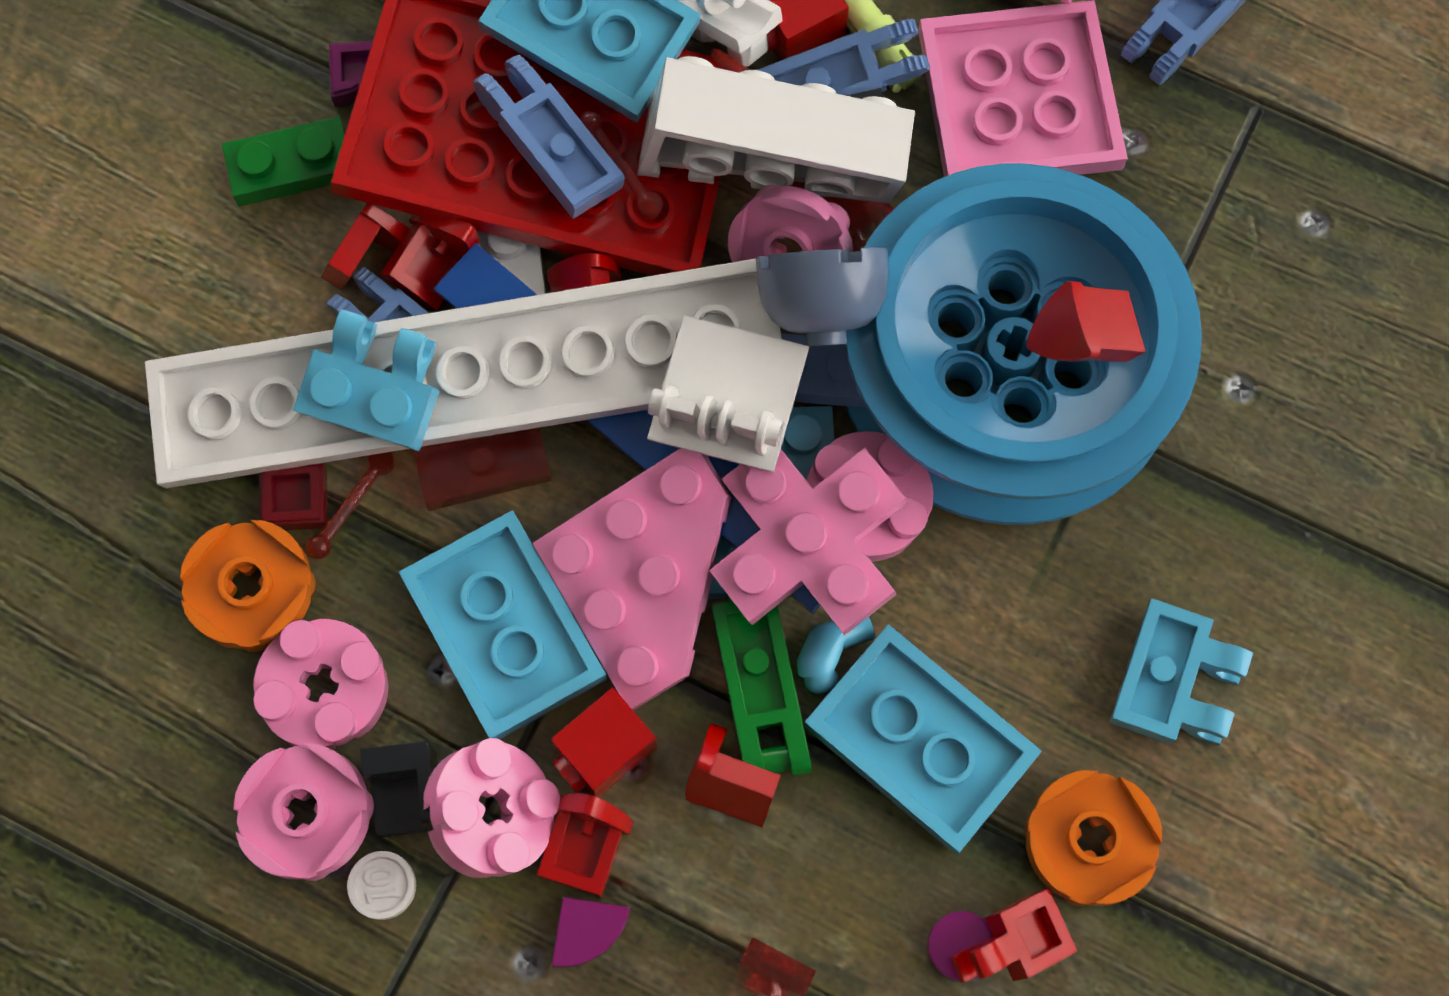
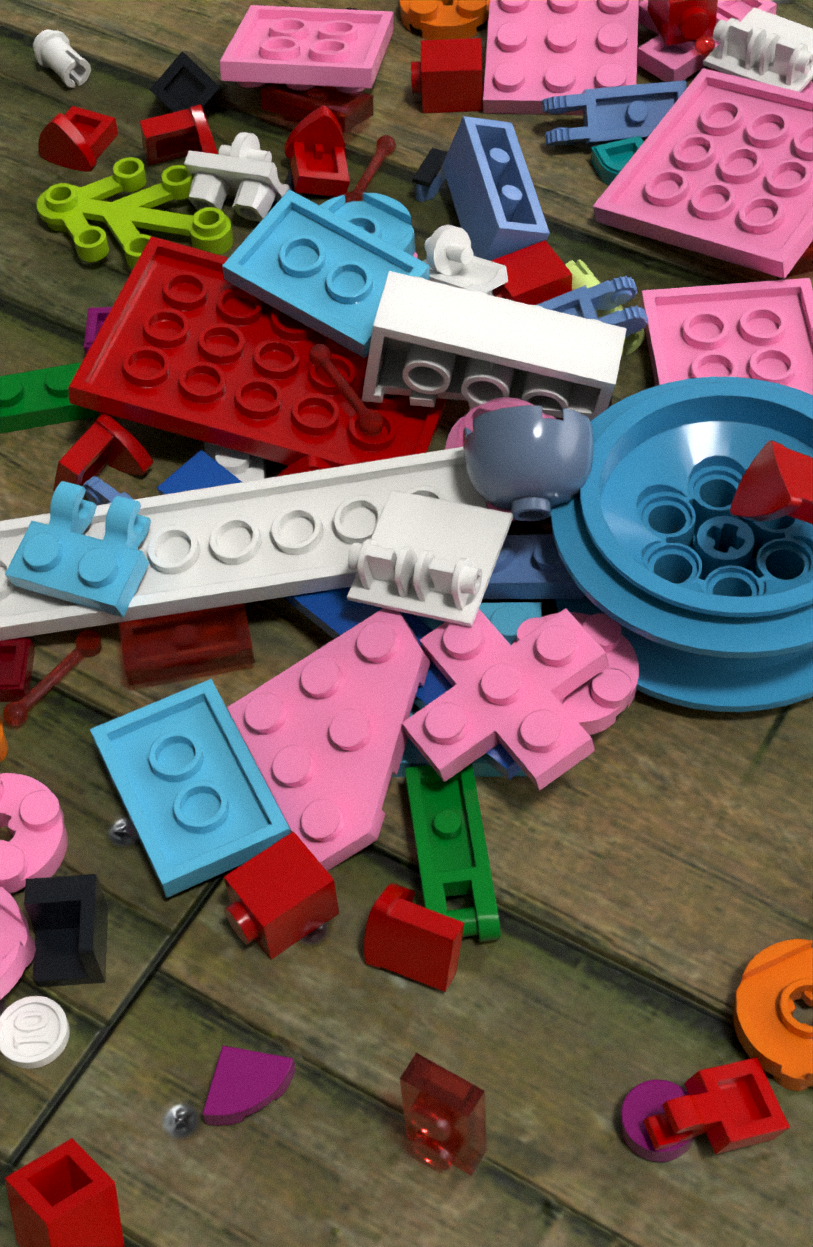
camera: 10 degrees right, 20 degrees down
(427, 255) = (156, 459): red tile -> none
(456, 814) = (183, 928): bright pink plate -> none
(551, 138) = (280, 360): medium blue hinge -> none
(583, 843) = (252, 993): red tile -> none
(823, 650) = (524, 815): medium azure arm -> none
(922, 739) = (622, 908): medium azure plate -> none

